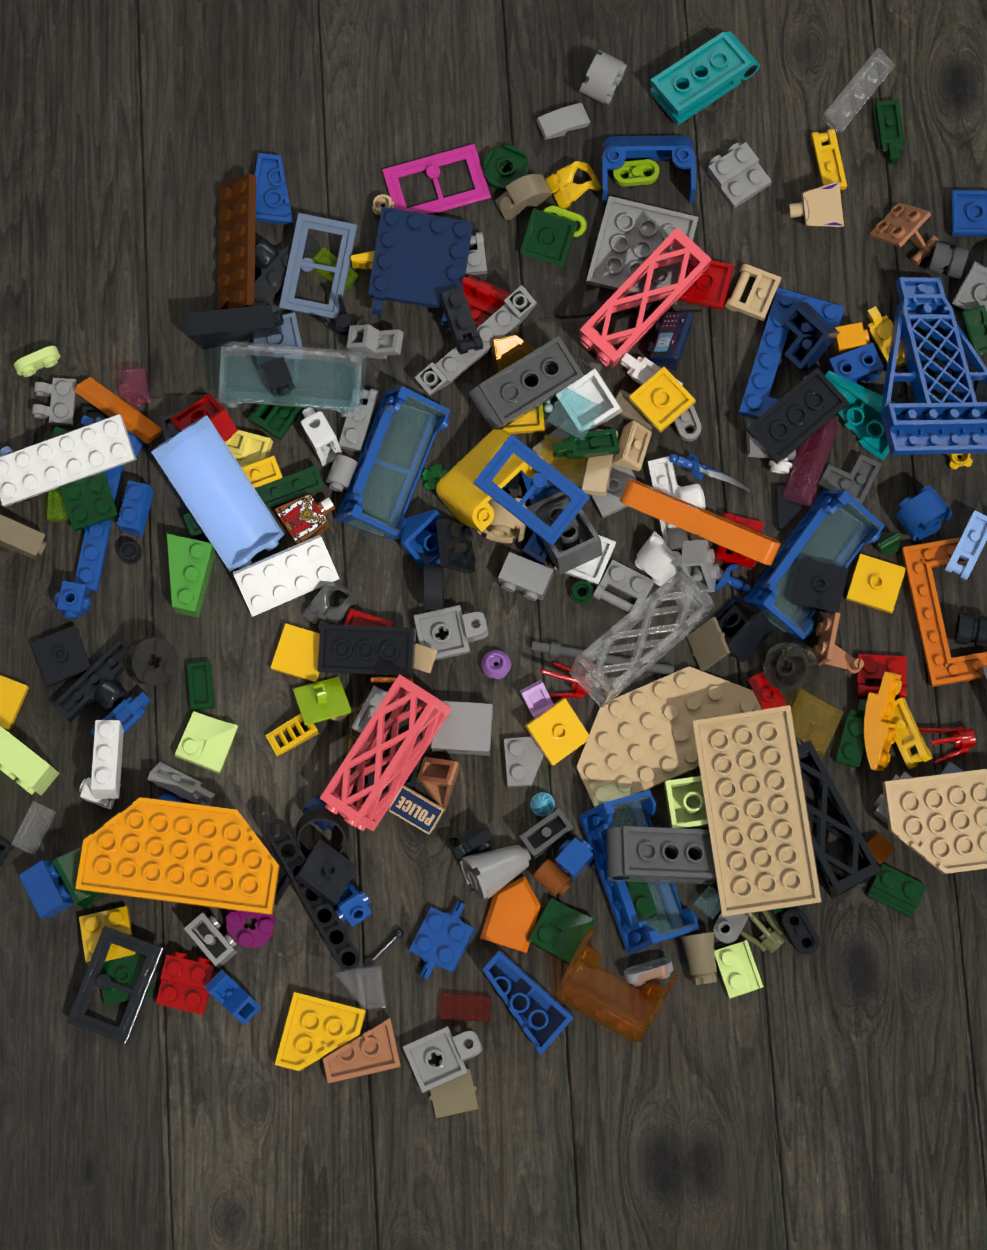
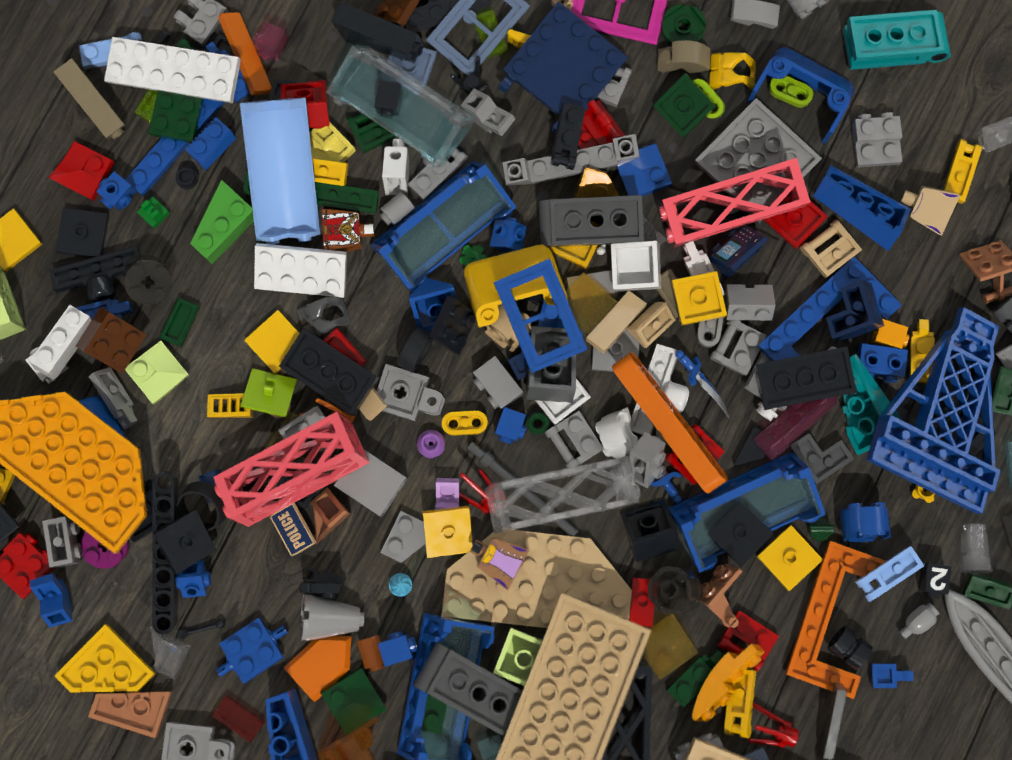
camera: 25 degrees right, 5 degrees up
(29, 599) = (82, 170): none -> red plate
(117, 600) = (153, 212): none -> green tile
(149, 733) = (111, 340): none -> reddish brown brick
(457, 439) = (508, 235): none -> blue brick
(514, 626) = (464, 421): none -> yellow plate
(546, 833) = (387, 613): dark grey brick -> none
(548, 317) = (645, 173): none -> blue plate
(559, 607) = (511, 426): none -> blue brick
(574, 414) = (616, 269): clear light blue piece -> none
(594, 445) = (613, 302): dark green hinge -> none
(620, 728) = (500, 560): none -> torso
(708, 644) = (616, 530): dark tan piece -> none
(709, 379) = (749, 303): none -> light grey brick
(729, 424) = (744, 350): none -> light grey plate
(759, 239) = (863, 206): none -> blue wedge

